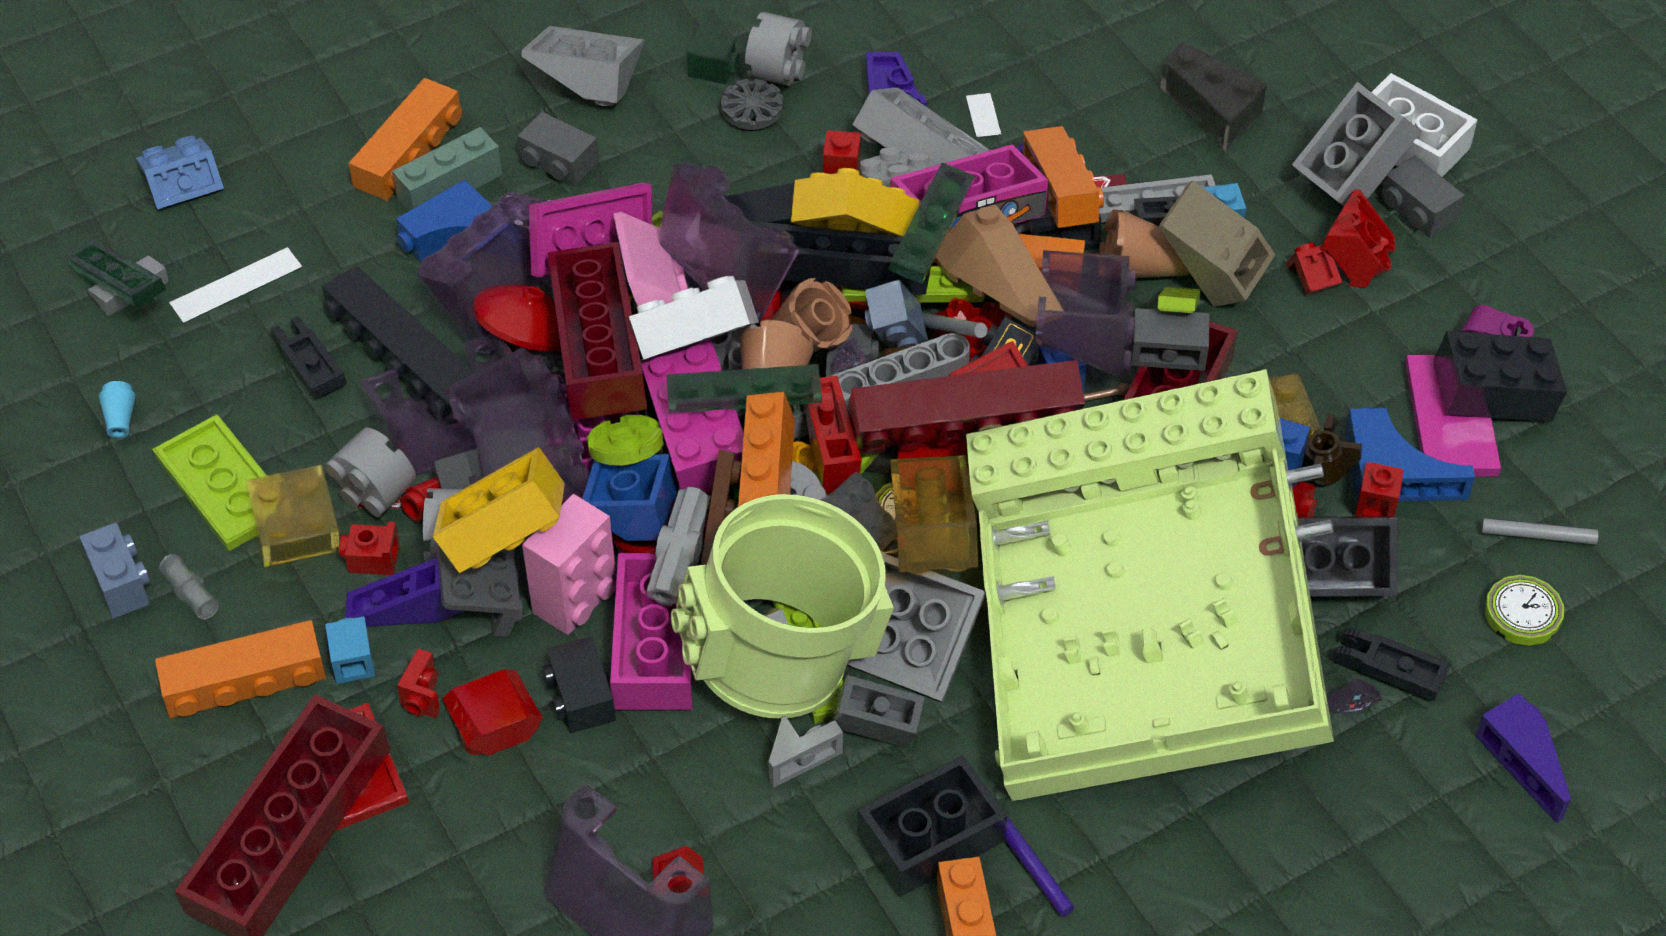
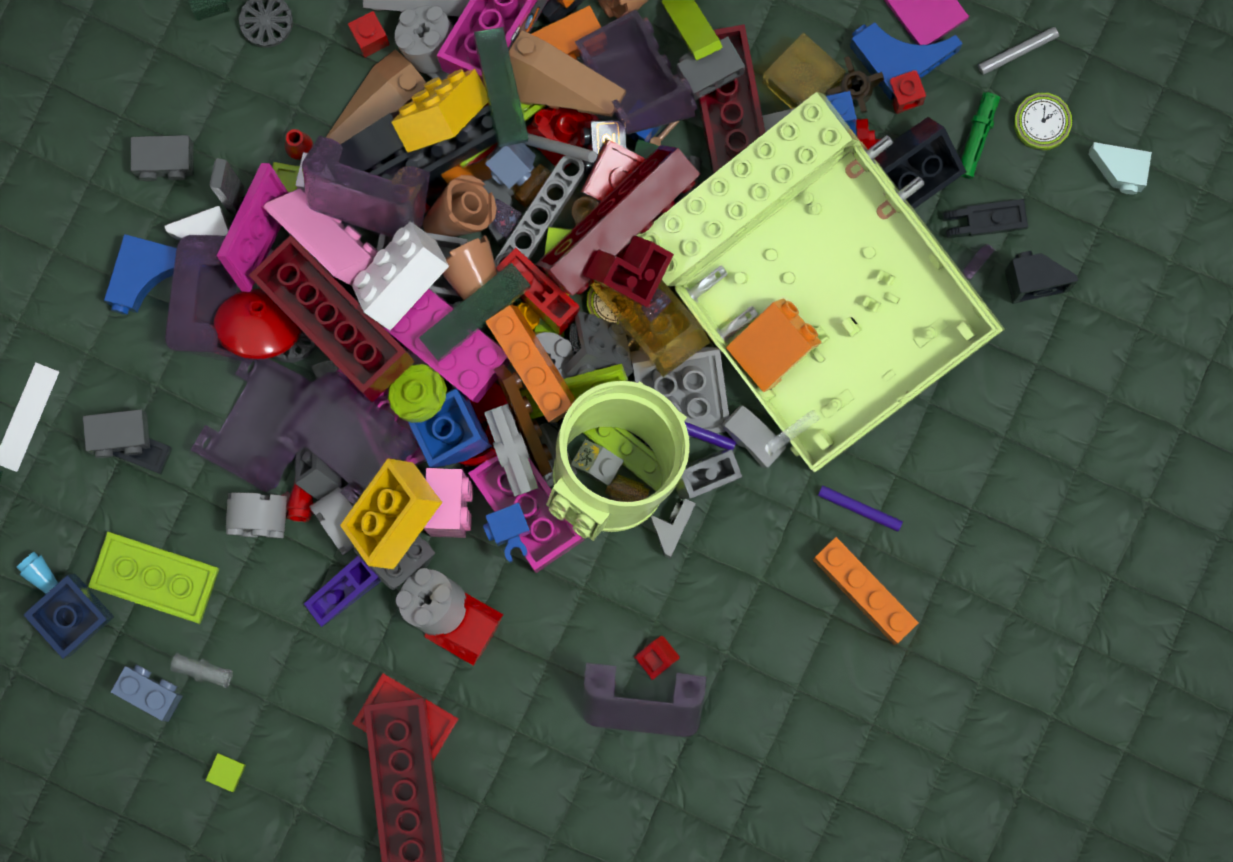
camera: 30 degrees left, 30 degrees up
(108, 454) = (68, 615): none -> dark blue brick
(122, 697) = (225, 772): none -> lime tile
(240, 669) = (286, 707): orange brick -> none
(293, 515) = (231, 579): clear yellow brick -> none
(303, 325) = (116, 433): none -> dark grey brick
(350, 649) = (342, 645): dark azure brick -> none
(370, 549) = (306, 565): red brick -> none
(395, 339) = (191, 396): black brick -> none
(405, 136) = (47, 218): orange brick -> none
(417, 686) = (404, 636): red bracket -> none
(467, 157) = (102, 230): sand green brick -> none
(476, 655) = (431, 602): none -> light grey brick
(580, 684) = (512, 579): black brick -> none
(586, 61) = (117, 61): light grey slope -> none
(592, 157) = (226, 185): none -> dark grey tile
(615, 617) = (508, 526): none -> blue brick
(905, 679) = (710, 437): none -> dark purple bar
(931, 822) = (790, 529): black brick -> none
(932, 445) = (635, 274): none -> dark red brick
(944, 489) = (657, 304): none -> tile
(963, 715) = (752, 434): none -> light grey slope
(1004, 708) = (792, 432): none -> clear tile
(1048, 614) = (773, 344): none -> orange panel
(1415, 742) = (1037, 277): none -> black slope
(1448, 571) = (982, 123): none -> green pin
(1524, 747) = (1101, 231): dark purple slope -> none
(1594, 697) = (1122, 166): none -> light aqua slope

